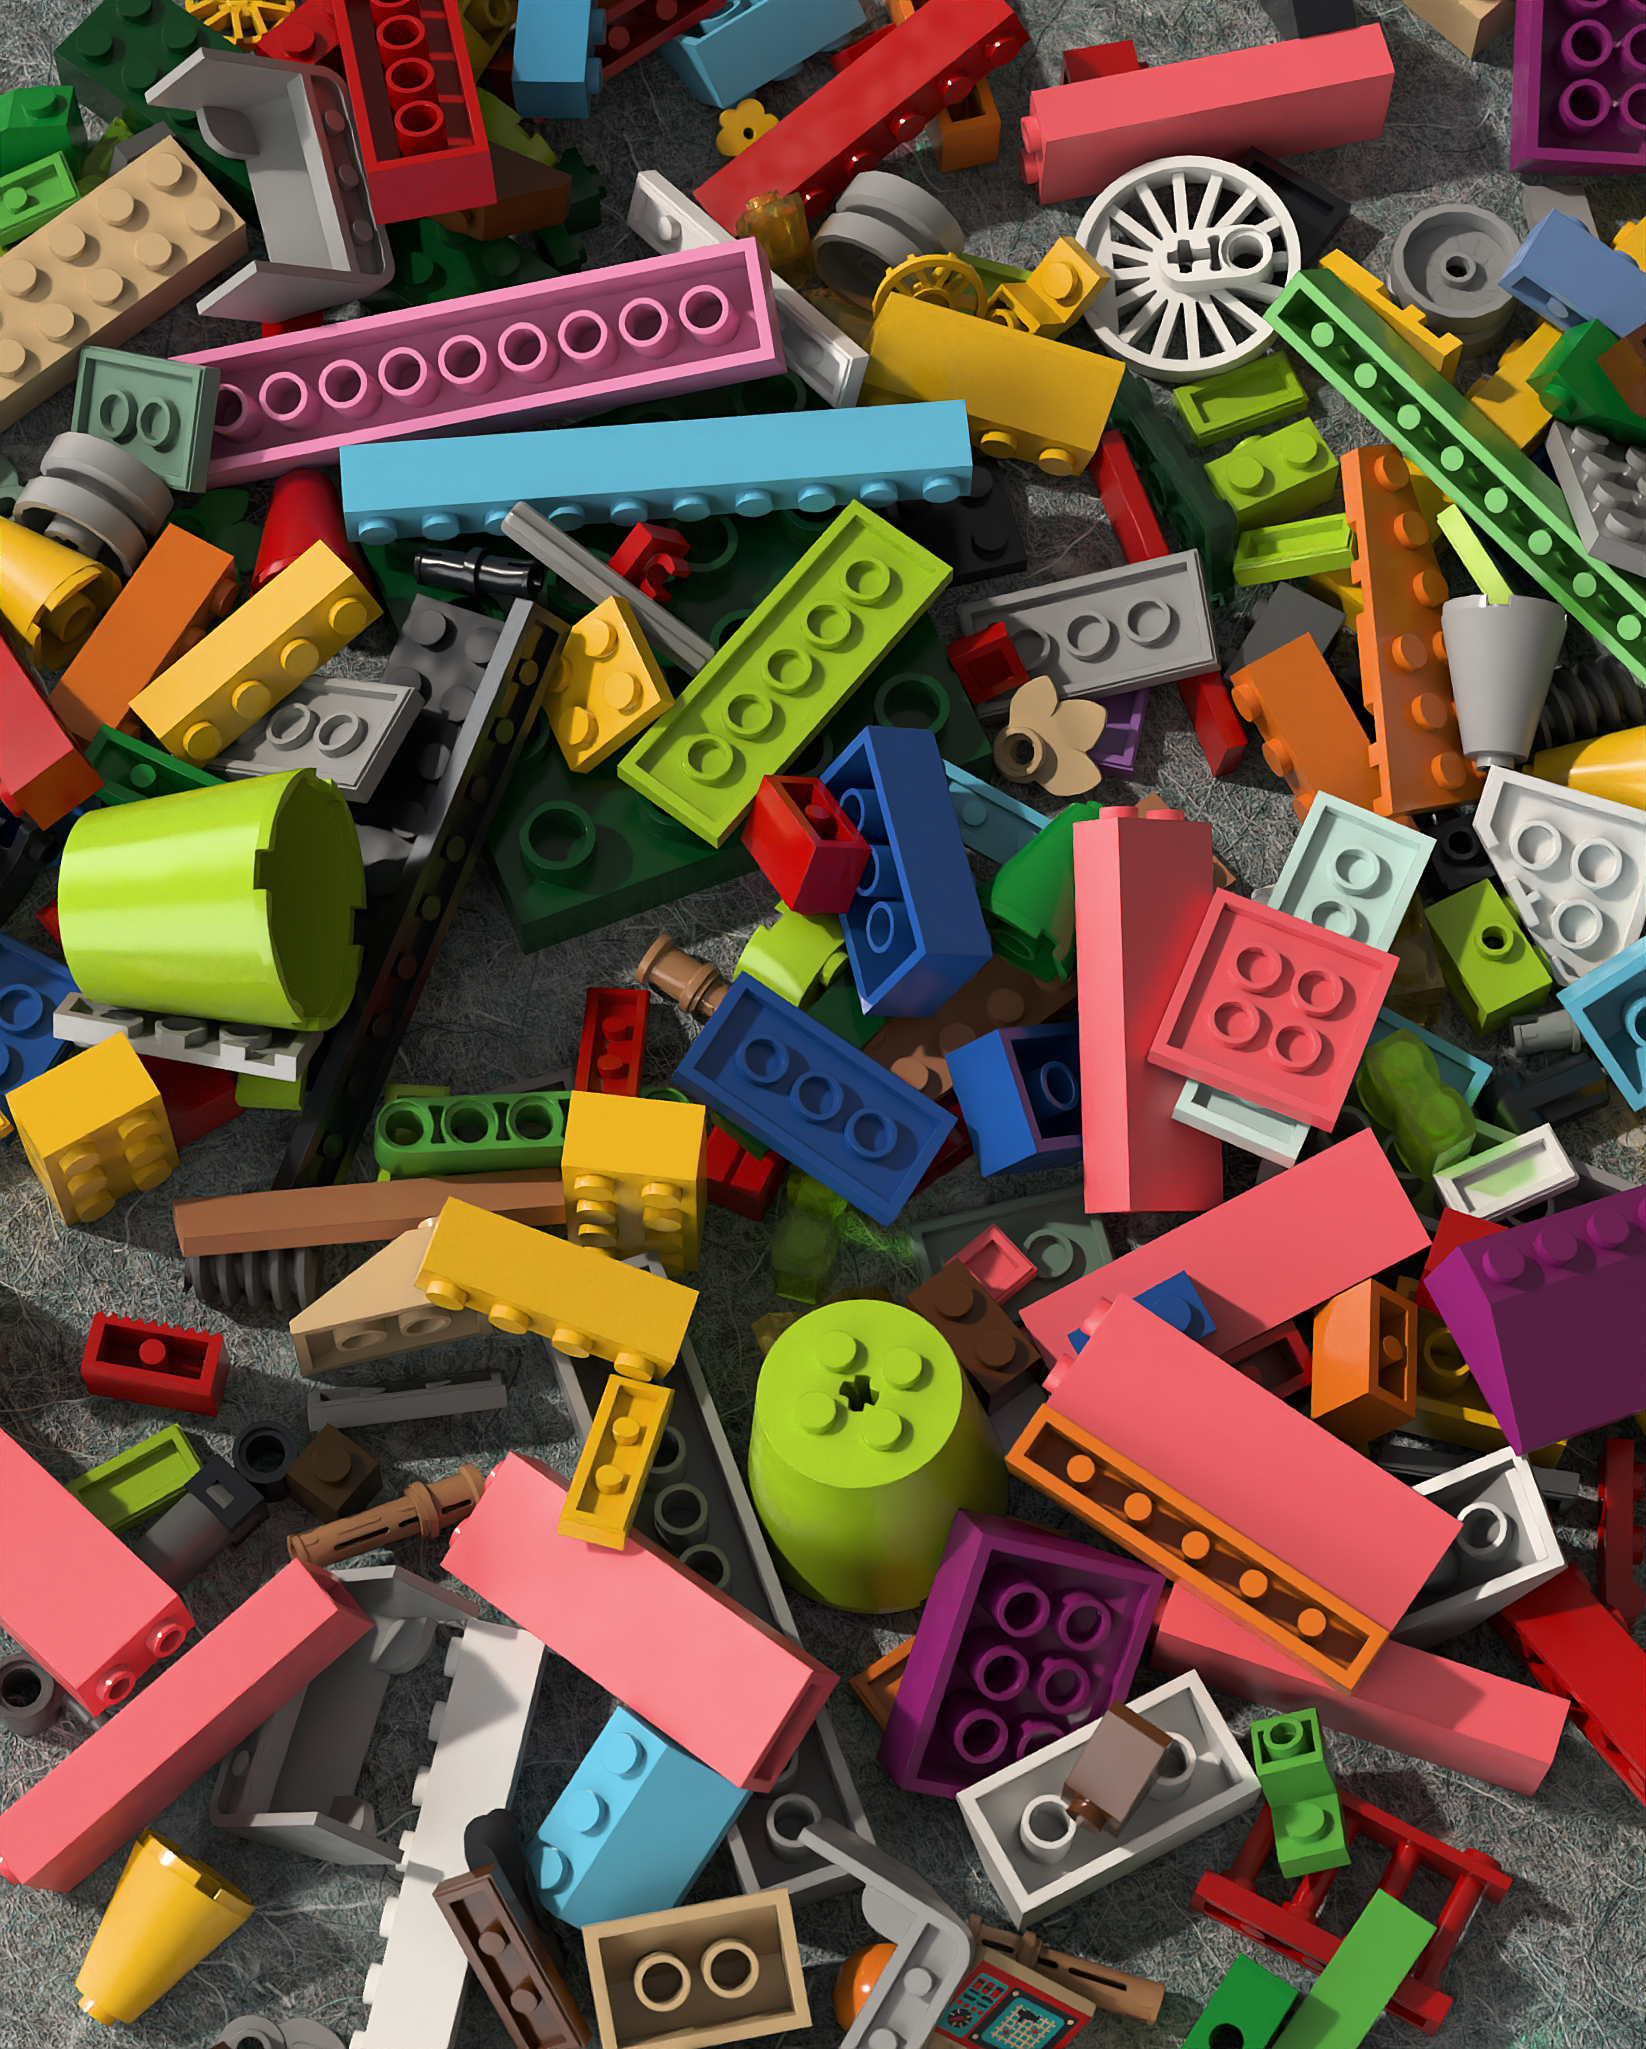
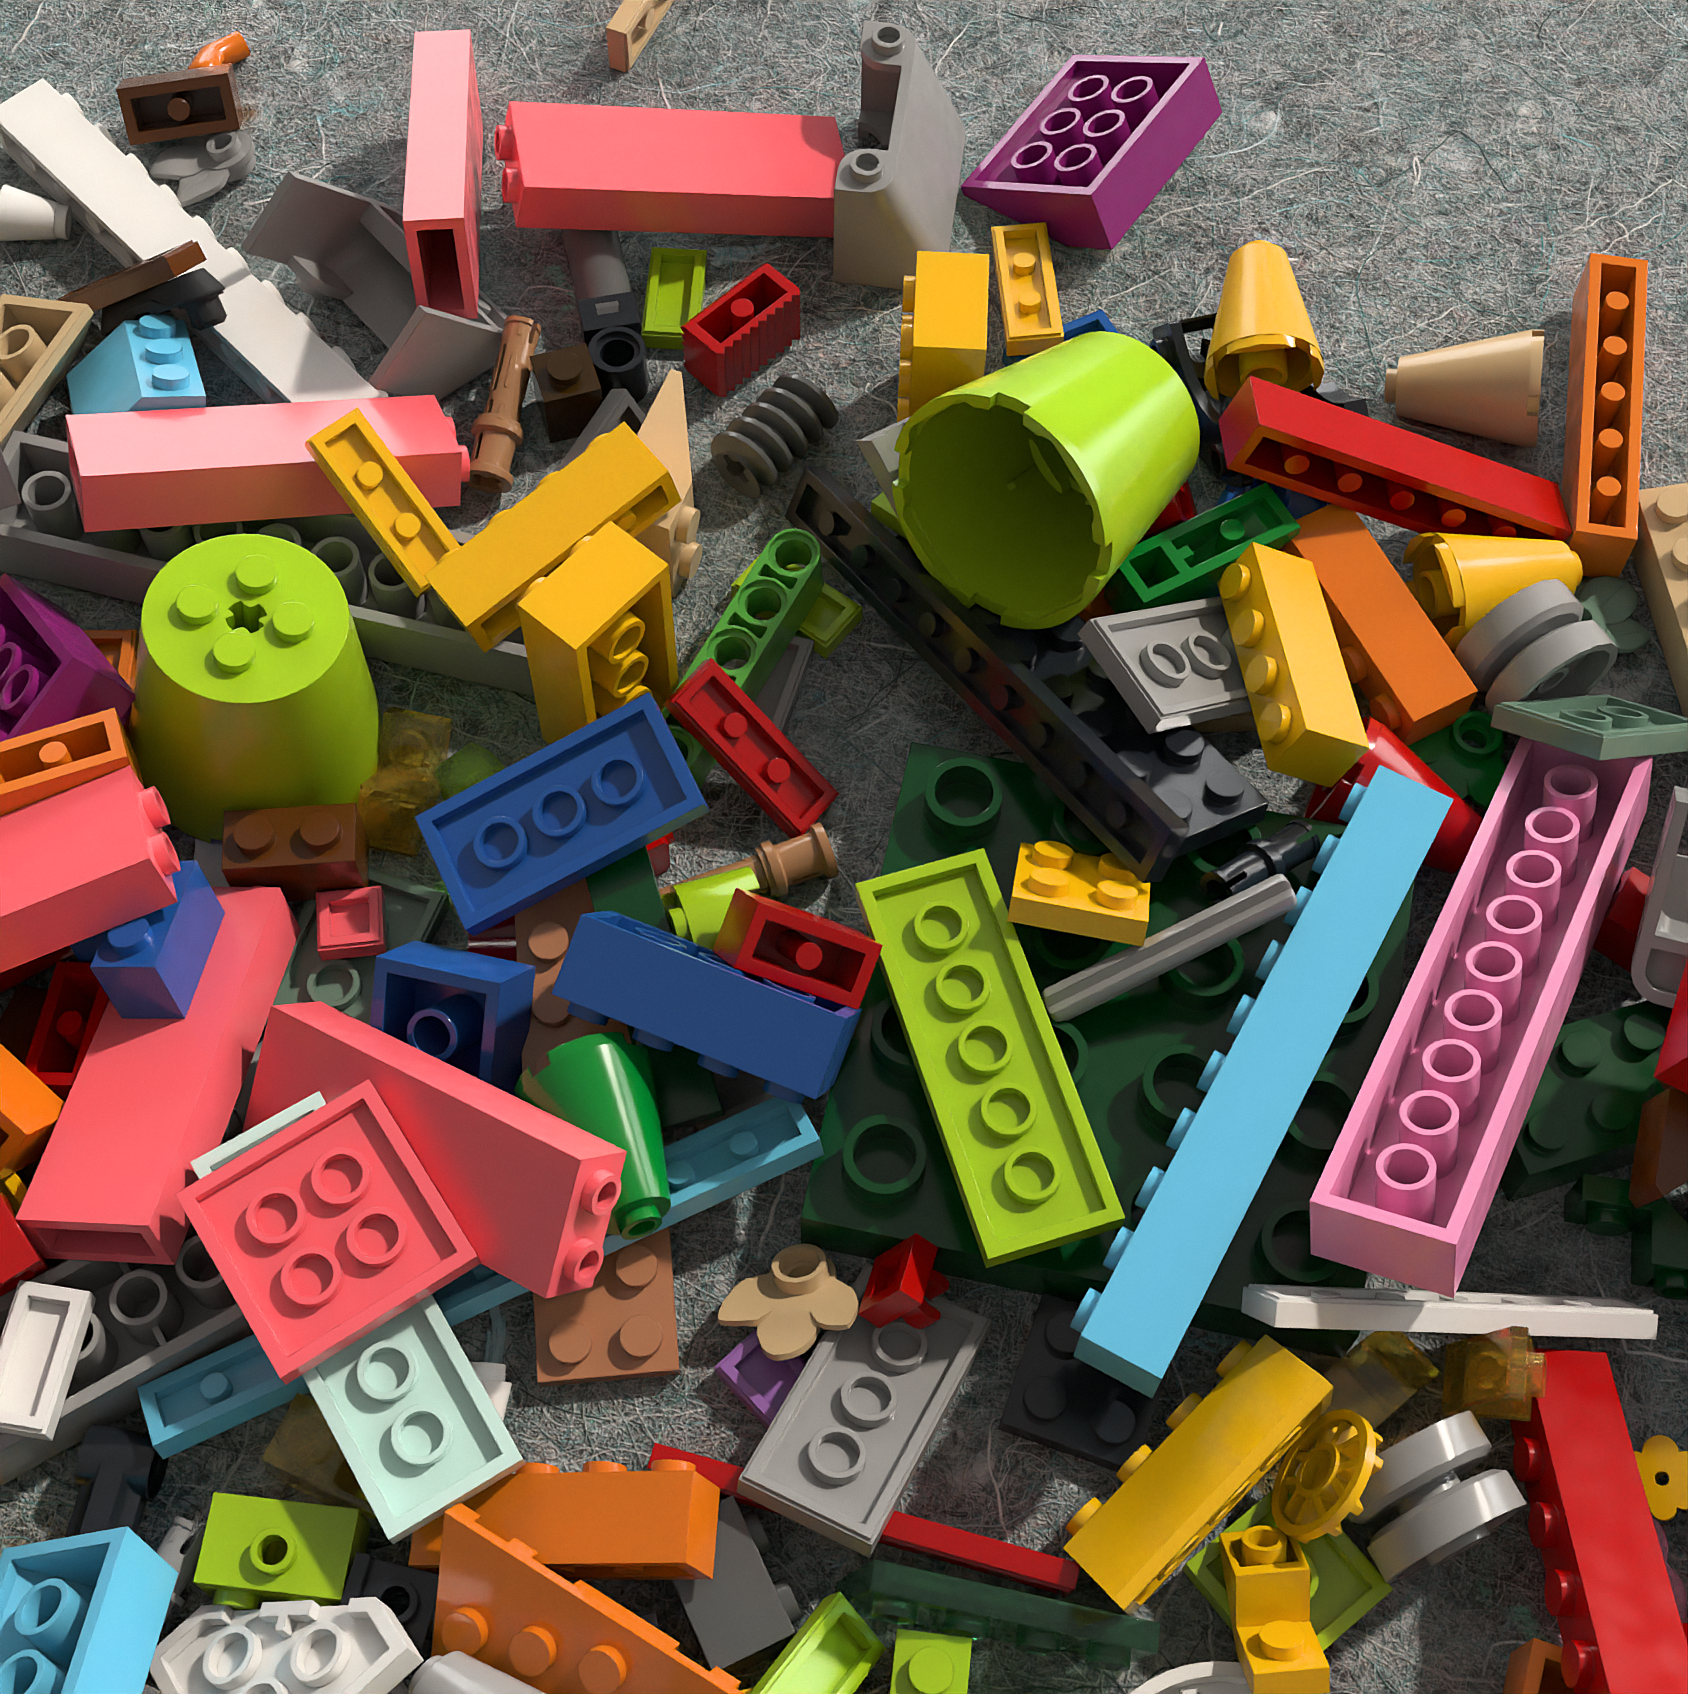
camera: 125 degrees right, 5 degrees down
(156, 1929) = (350, 137): yellow cone -> none
(358, 1210) = (755, 497): nougat tile -> none
(650, 558) = (1178, 1009): red tile -> none
(1405, 1094) = (139, 1313): clear neon green brick -> none

